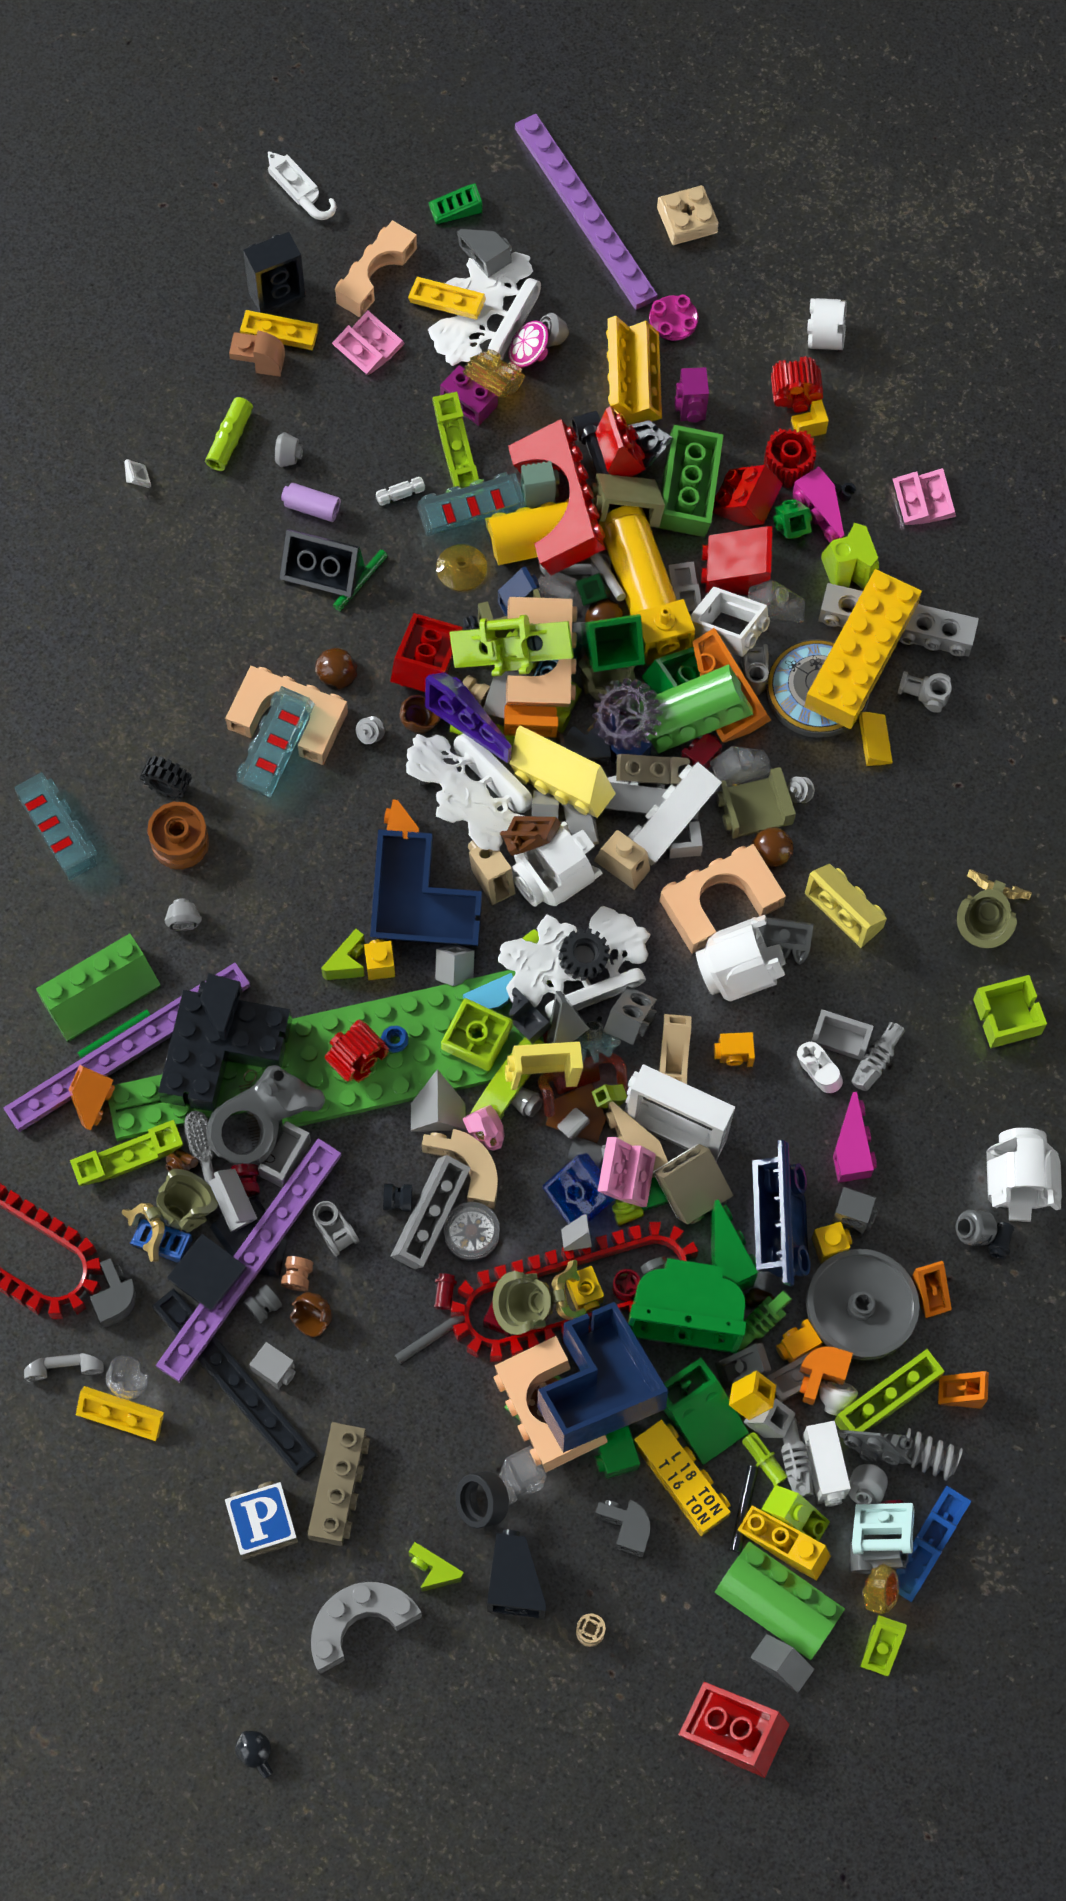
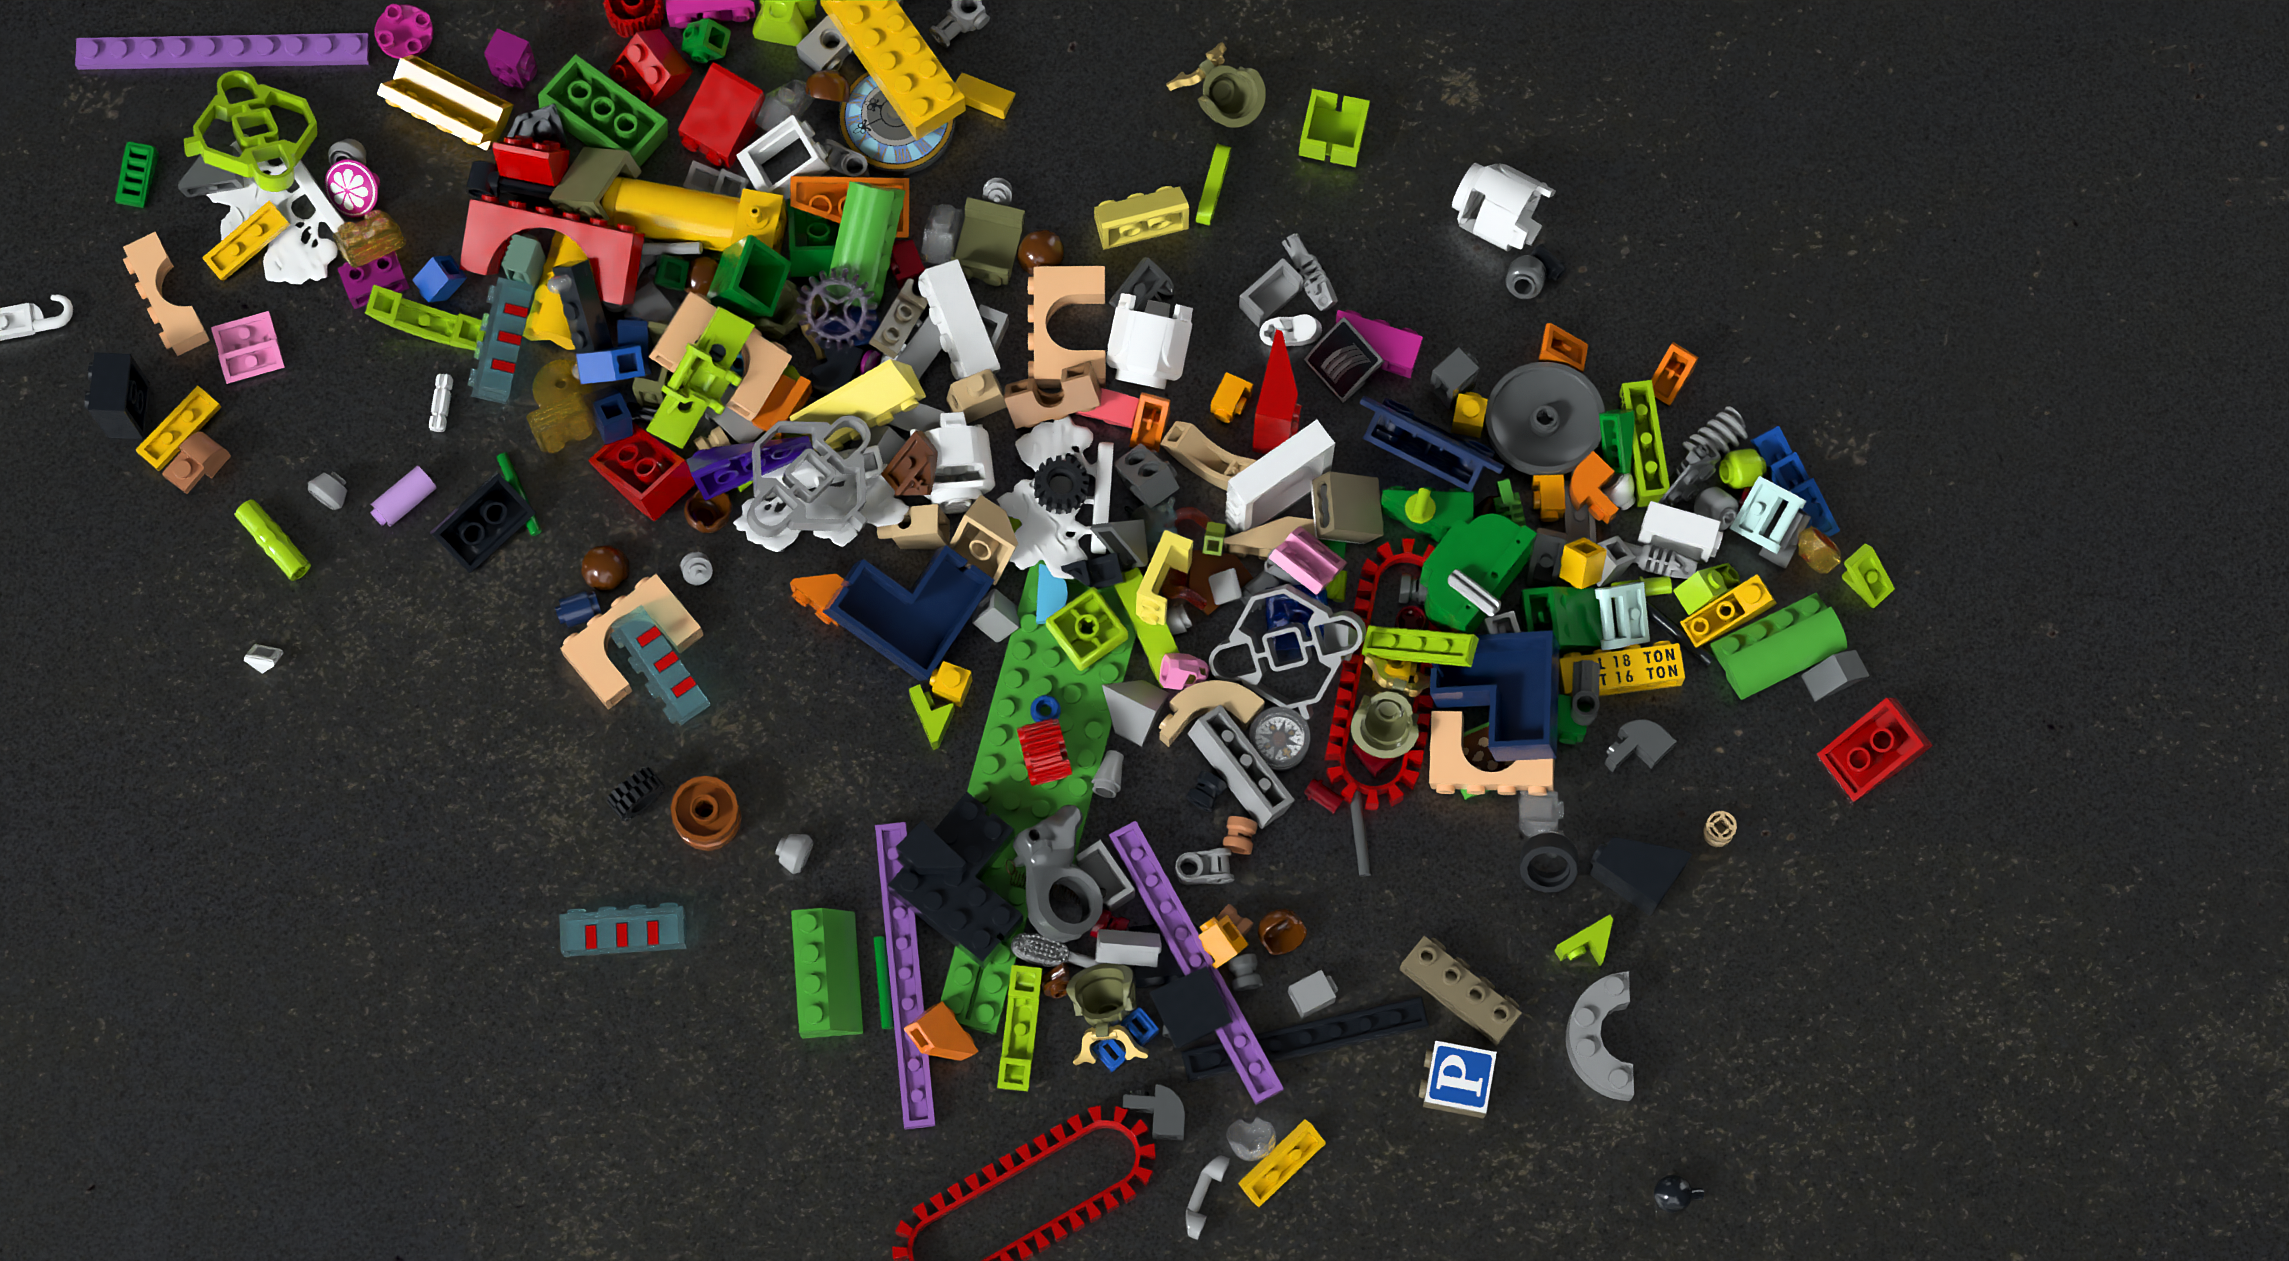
camera: 60 degrees left, 5 degrees up
(275, 1268) = (1221, 939): none -> light orange brick
(292, 664) = (578, 608): none -> dark blue brick
(370, 1116) = (1108, 776): none -> light grey cone
(381, 1240) = (1240, 835): none -> nougat wheel
(428, 575) = (561, 422): none -> clear yellow brick
(455, 606) = (610, 414): none -> dark blue slope
(488, 580) = (610, 364): none -> blue slope
(493, 437) = (439, 278): none -> blue brick
(505, 788) = (797, 518): none -> light grey piece
(506, 918) = (985, 538): none -> tan slope
(514, 549) = (581, 307): none -> black piece
(518, 802) = (872, 462): none -> white slope
(520, 265) = (257, 147): none -> lime piece
(561, 1206) = (1253, 677): none -> light grey piece
(602, 1296) = (1420, 645): none -> lime tile
(609, 766) = (869, 361): none -> magenta piece
(639, 901) = (1031, 406): none -> medium nougat arch
(643, 1451) = (1585, 690): none -> dark grey piece
(660, 1357) = (1502, 623): none -> white piece
(662, 1309) = (1474, 592): none -> axle
(674, 959) = (1115, 409): none -> coral slope
(679, 998) = (1150, 421): none -> orange slope
(718, 1235) = (1420, 507): none -> lime plate
(734, 1459) = (1630, 615): none -> light aqua plate
(748, 1073) = (1277, 408): none -> red slope
(809, 623) = (829, 86): none -> reddish brown hair
(819, 1119) = (1344, 359): none -> slope
(879, 1368) = (1617, 432): none -> green slope
(907, 946) = (1213, 184): none -> lime beam
(915, 1488) = (1742, 468): none -> lime head

